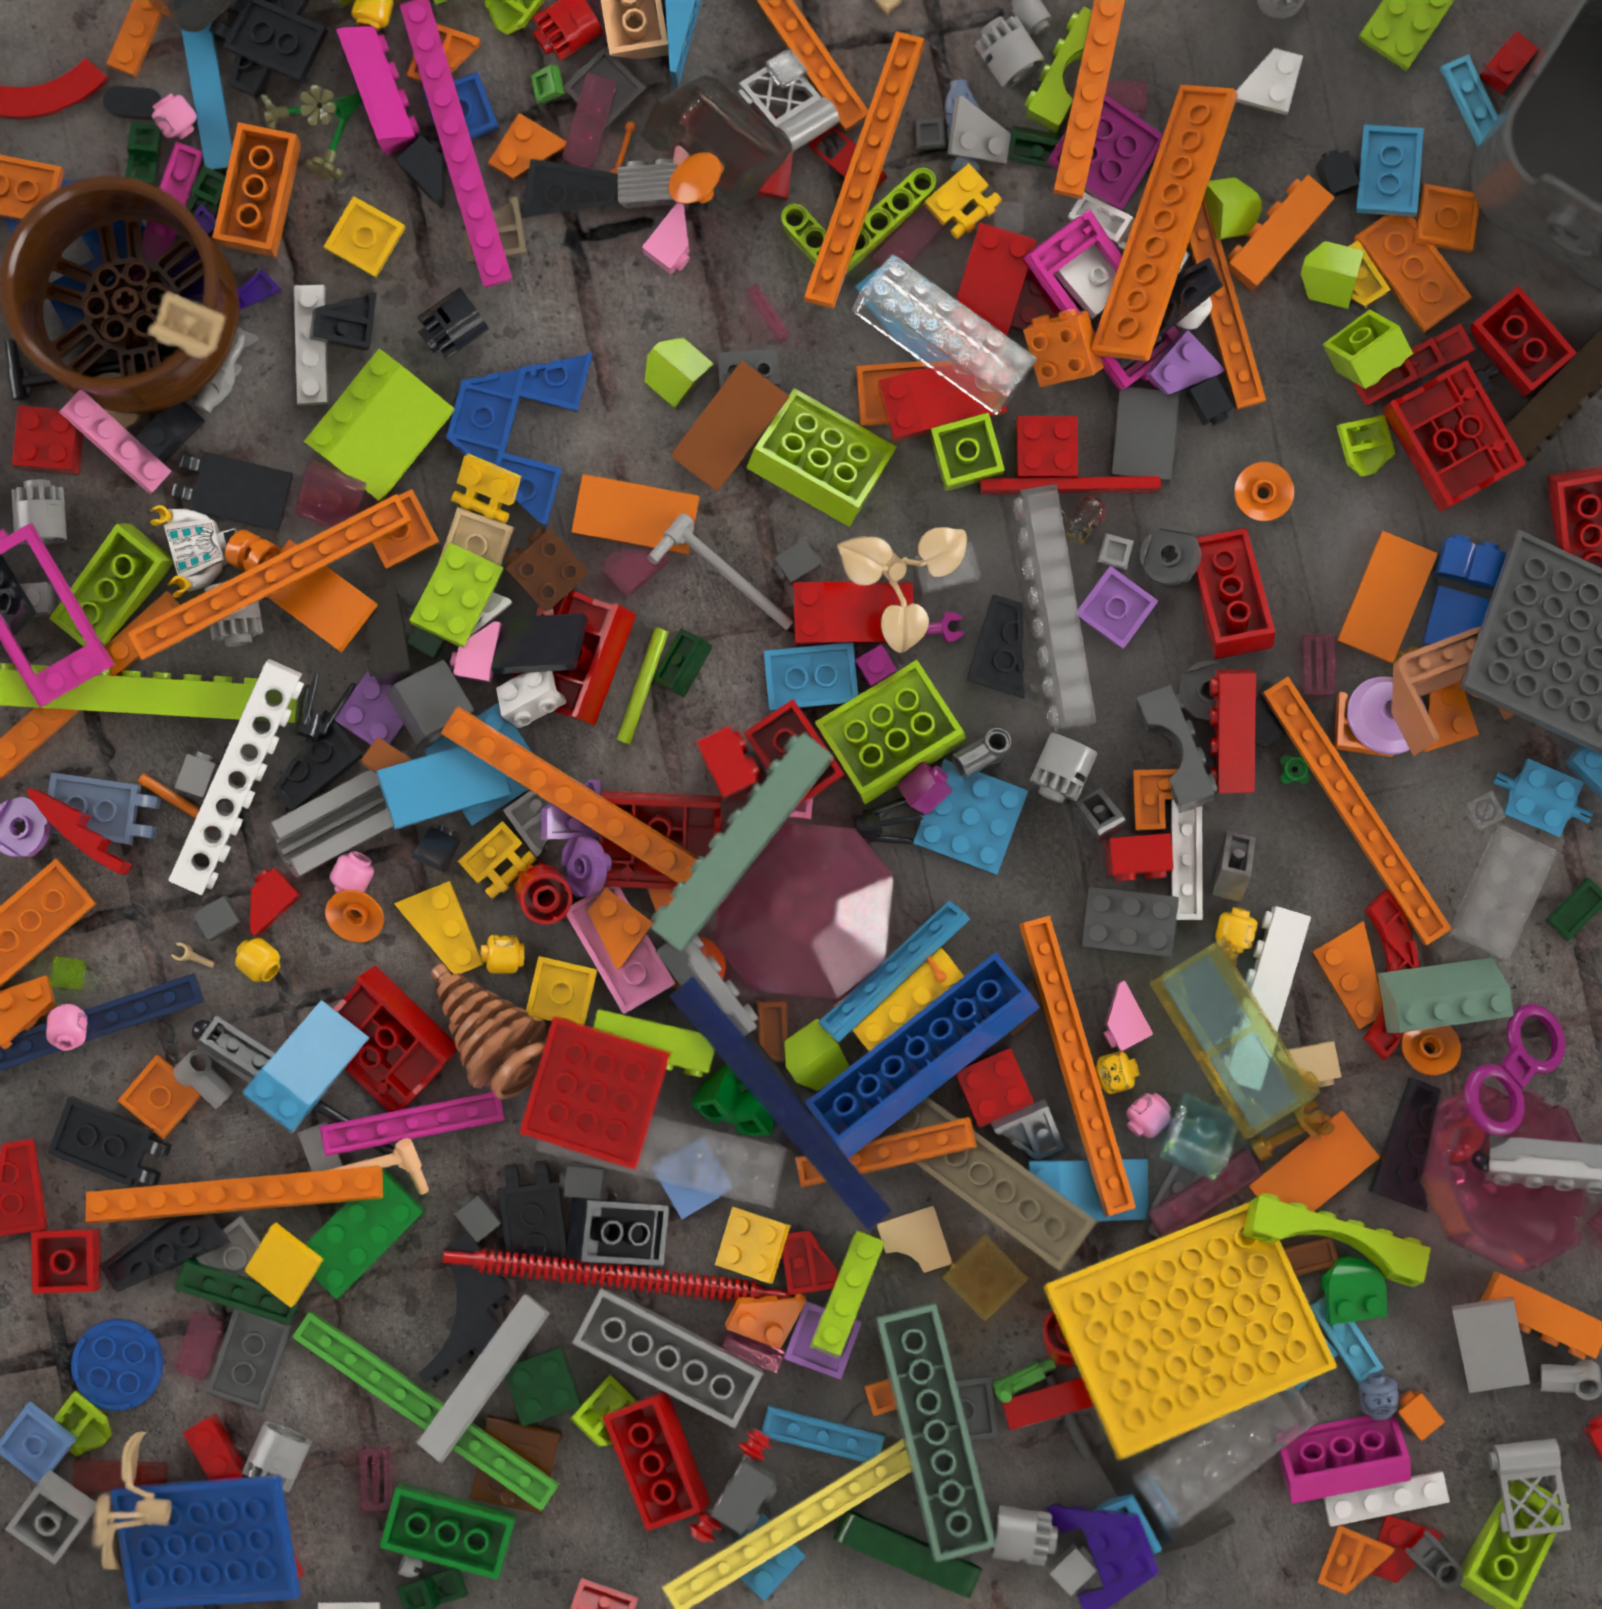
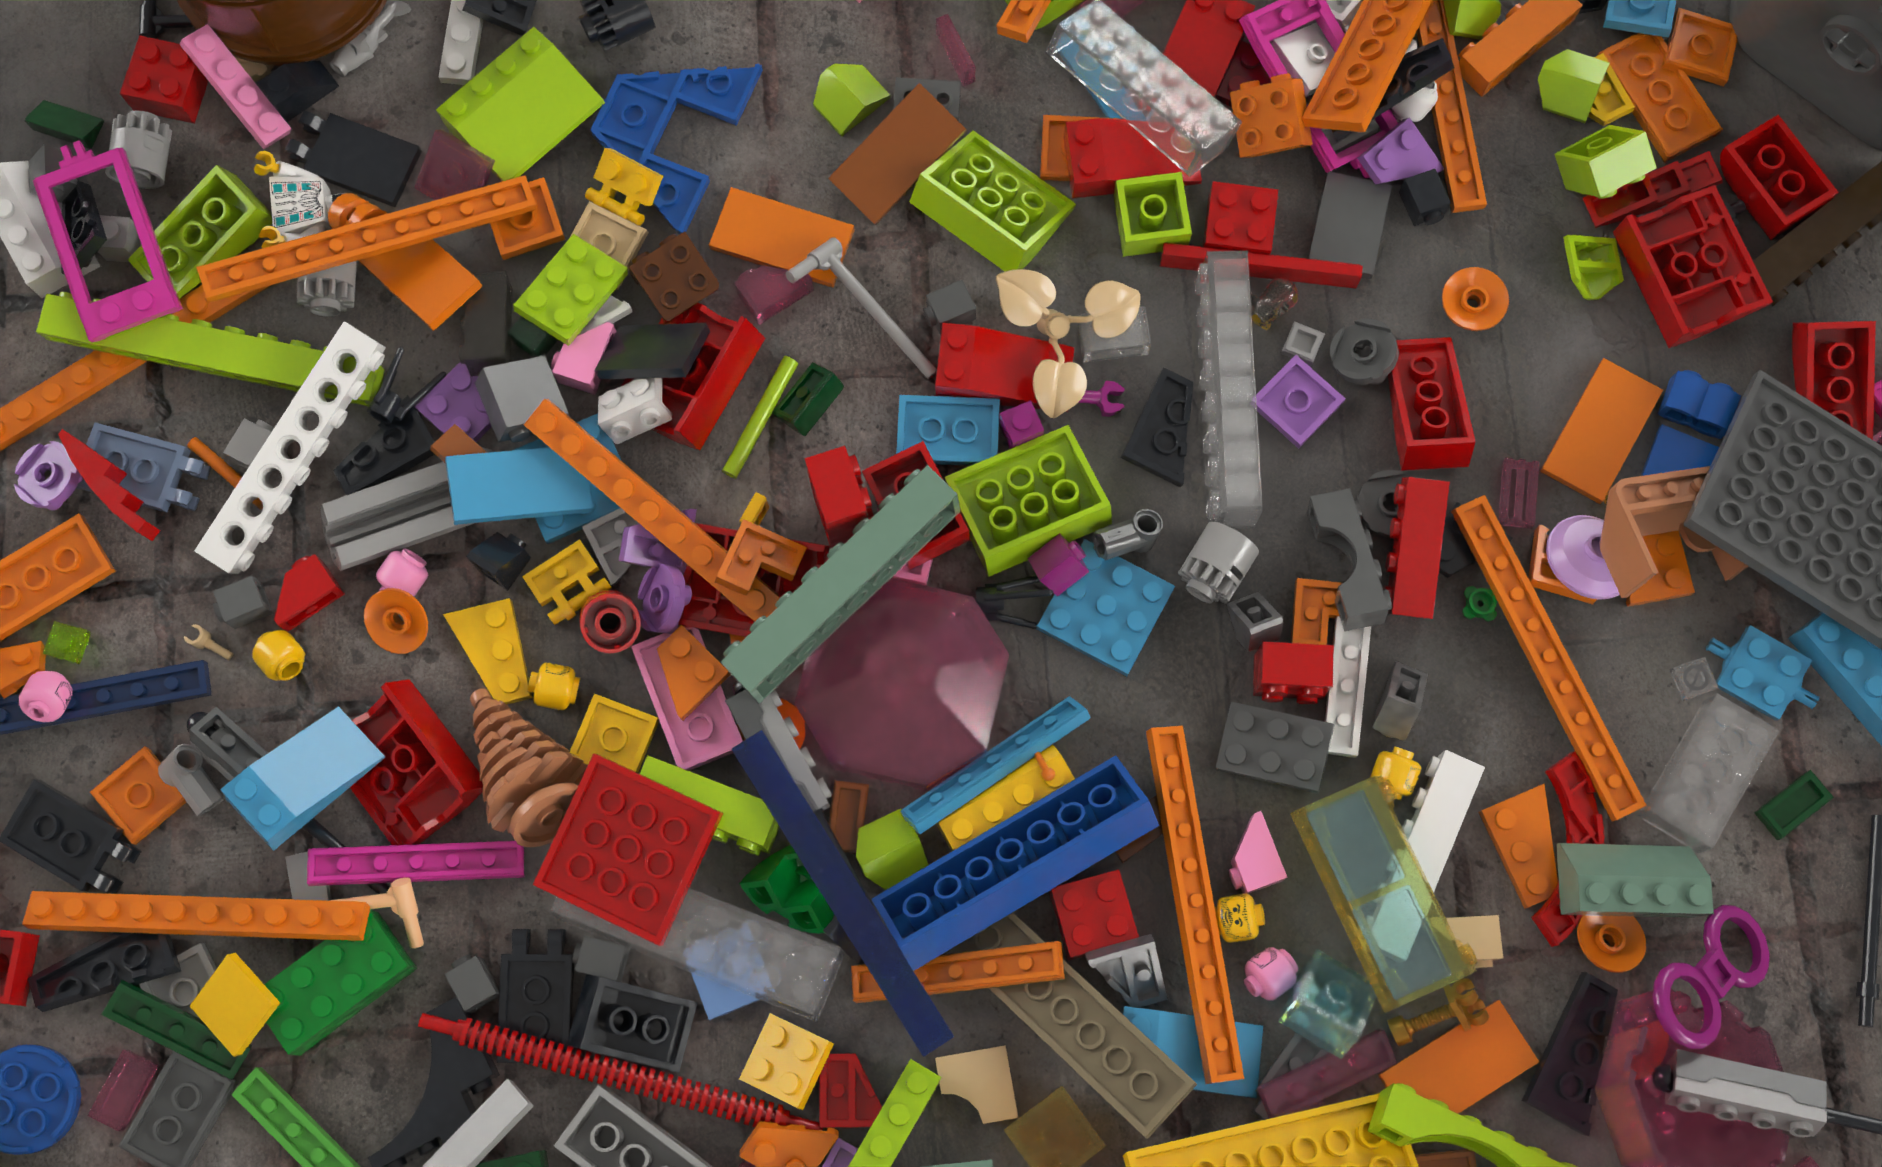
camera: 10 degrees right, 10 degrees down
(652, 776) = (756, 509): none -> yellow tile
(663, 816) = (756, 549): none -> orange plate

